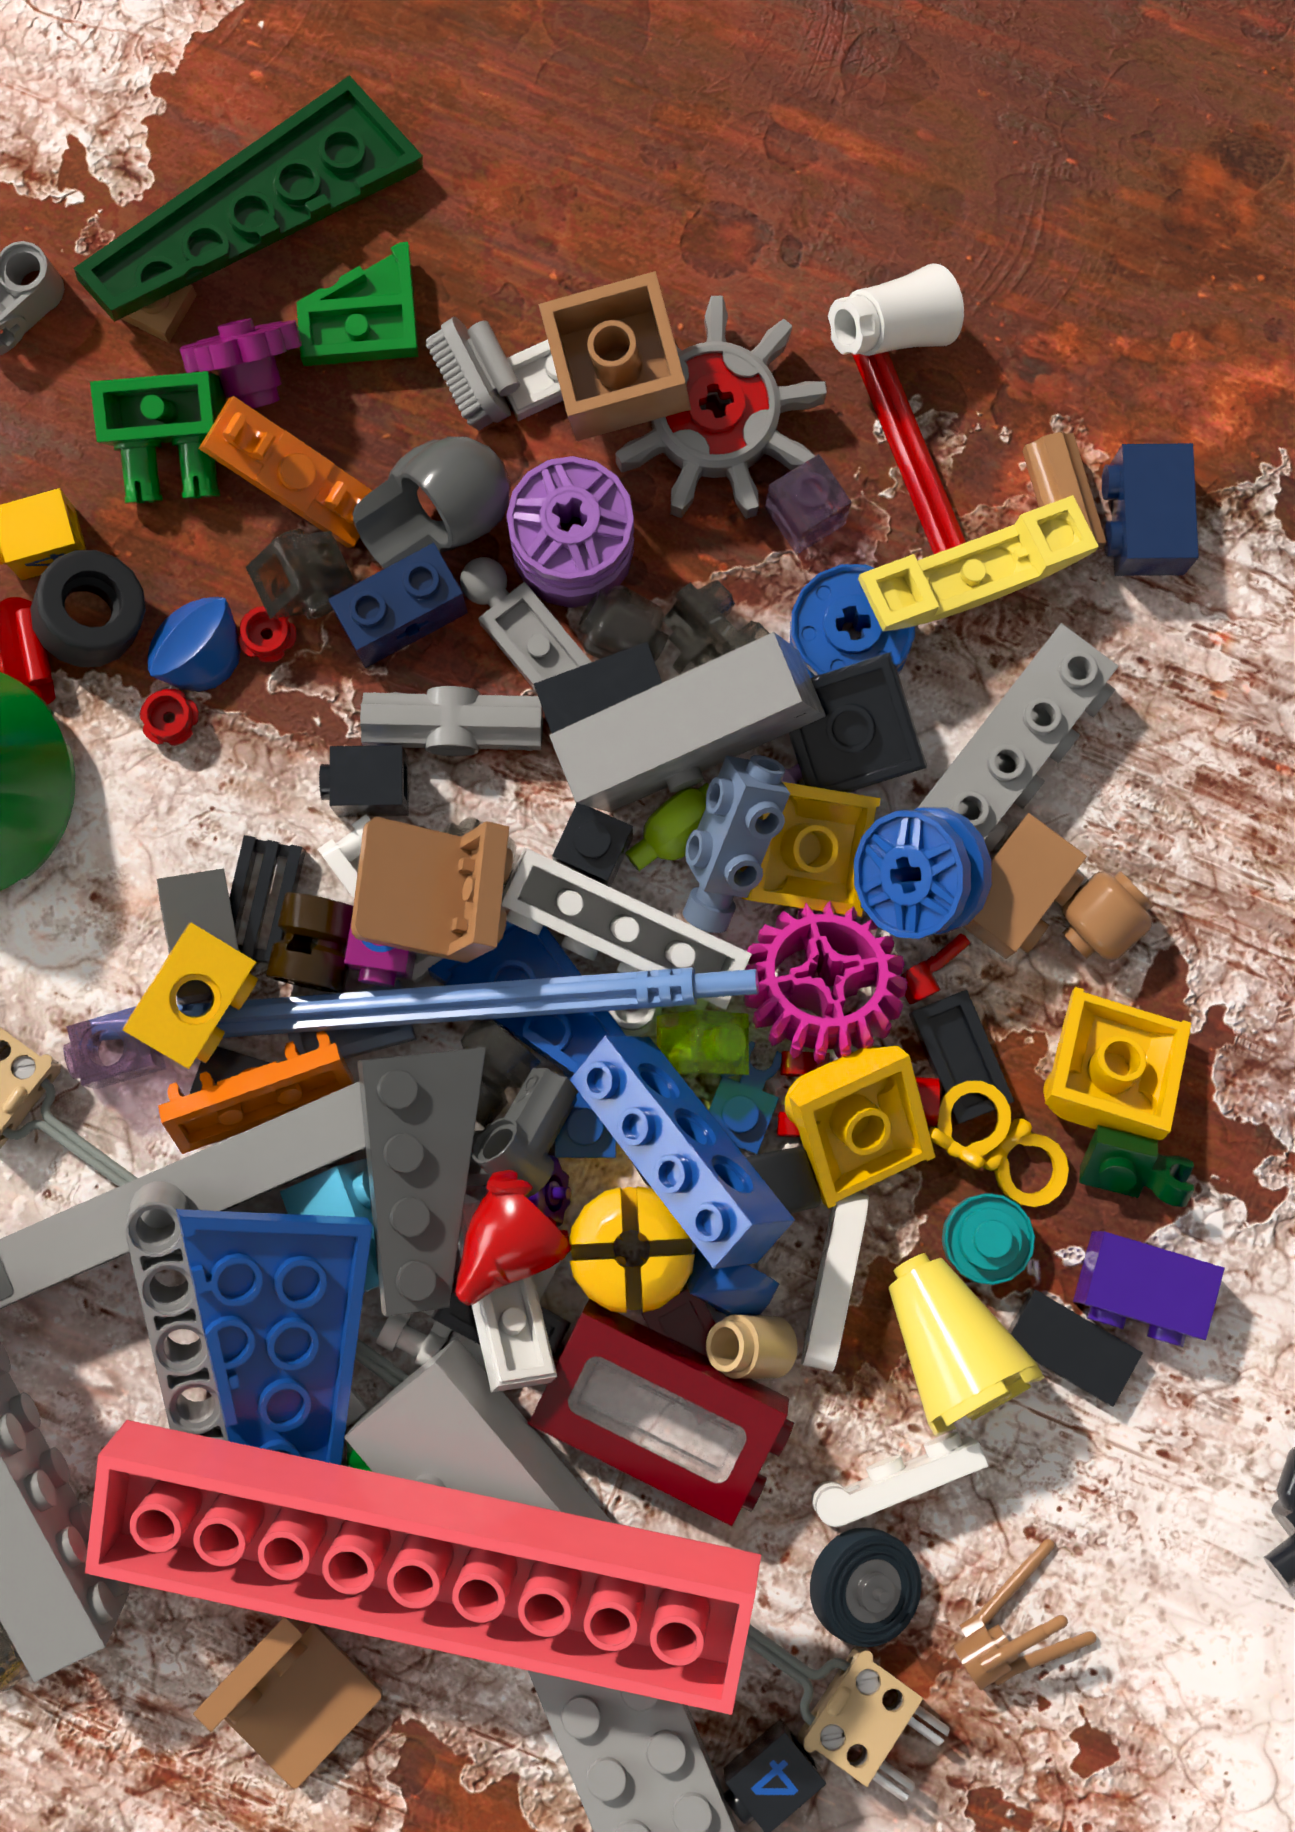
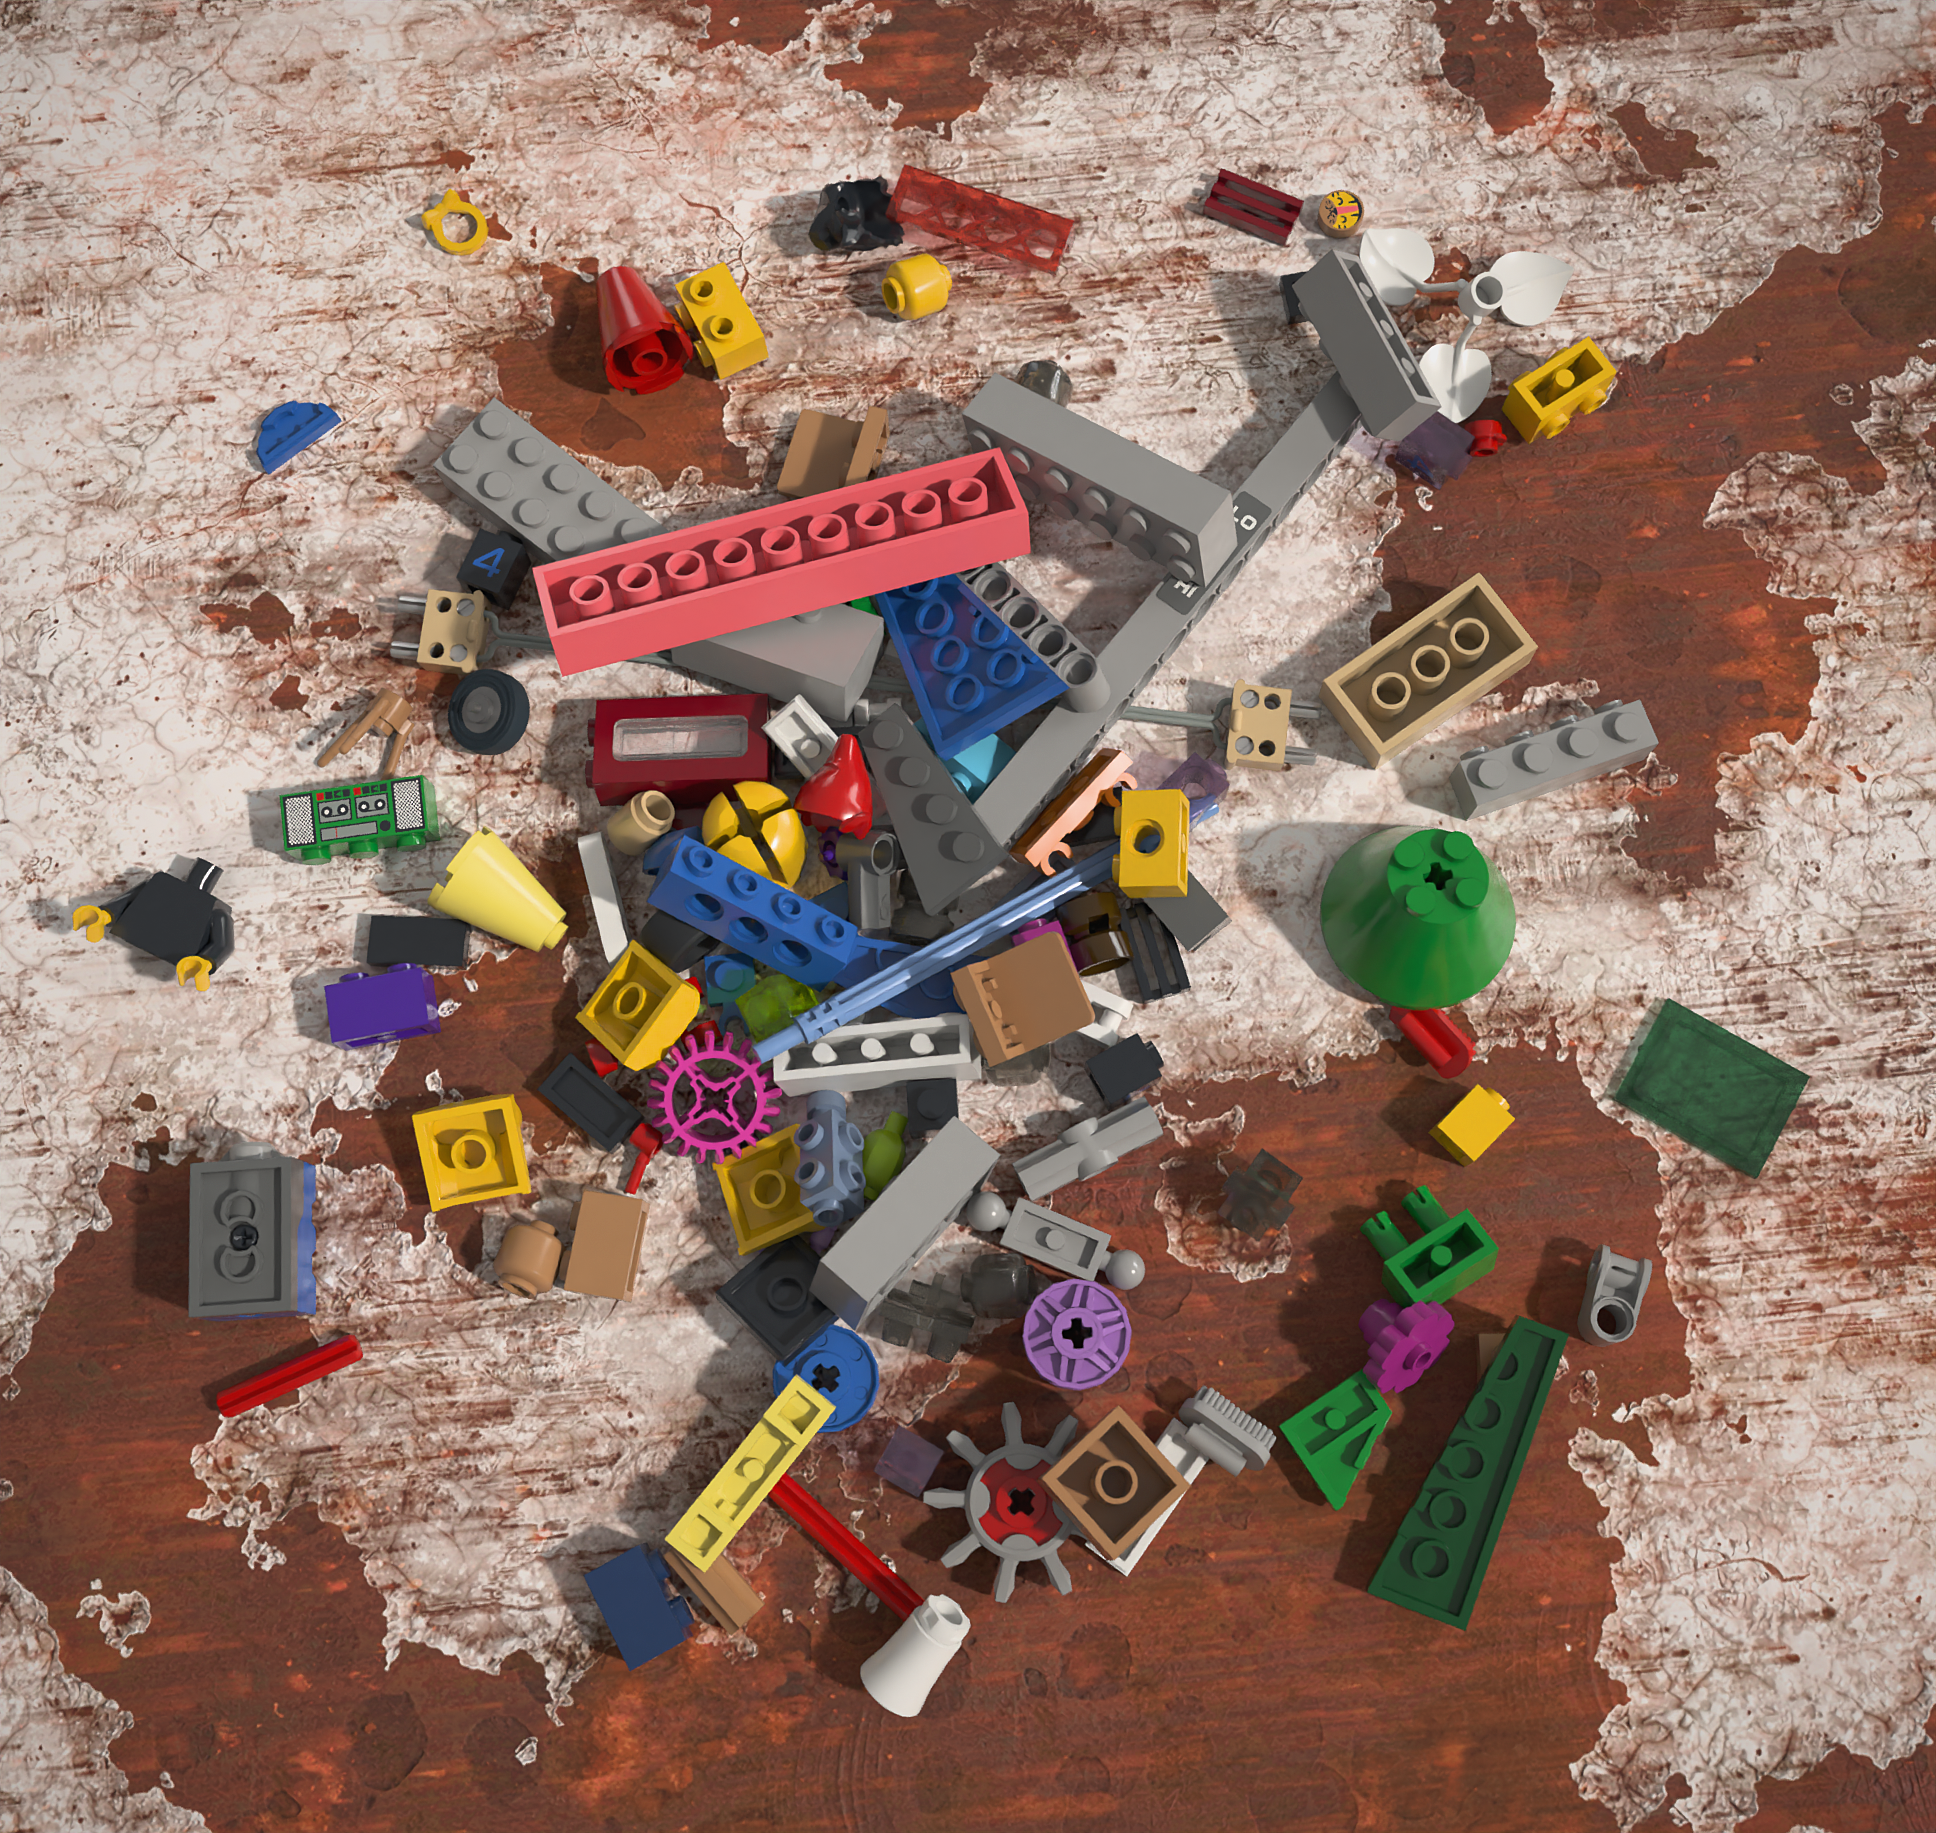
camera: 160 degrees right, 5 degrees down
(99, 575) = (1384, 1113): black tyre -> none
(165, 702) = (1305, 1035): red plate -> none
(196, 646) = (1310, 1105): blue piece -> none
(271, 649) = (1265, 1131): red plate -> none
(285, 469) = (1313, 1268): orange plate -> none
(399, 605) = (1175, 1212): dark blue brick -> none
(459, 478) = (1192, 1307): dark grey piece -> none
(596, 686) = (986, 1221): black tile -> none
(894, 1481) = (499, 788): white plate -> none
(922, 872) = (679, 1208): blue wheel -> none
(943, 1133) = (549, 1035): yellow piece -> none
(988, 1239) = (511, 983): teal plate -> none
(997, 1160) = (522, 1070): yellow piece -> none
(1024, 731) = (659, 1356): light grey brick -> none
(1078, 1531) = (359, 819): none -> brick
(1129, 1162) = (433, 1086): dark green plate -> none

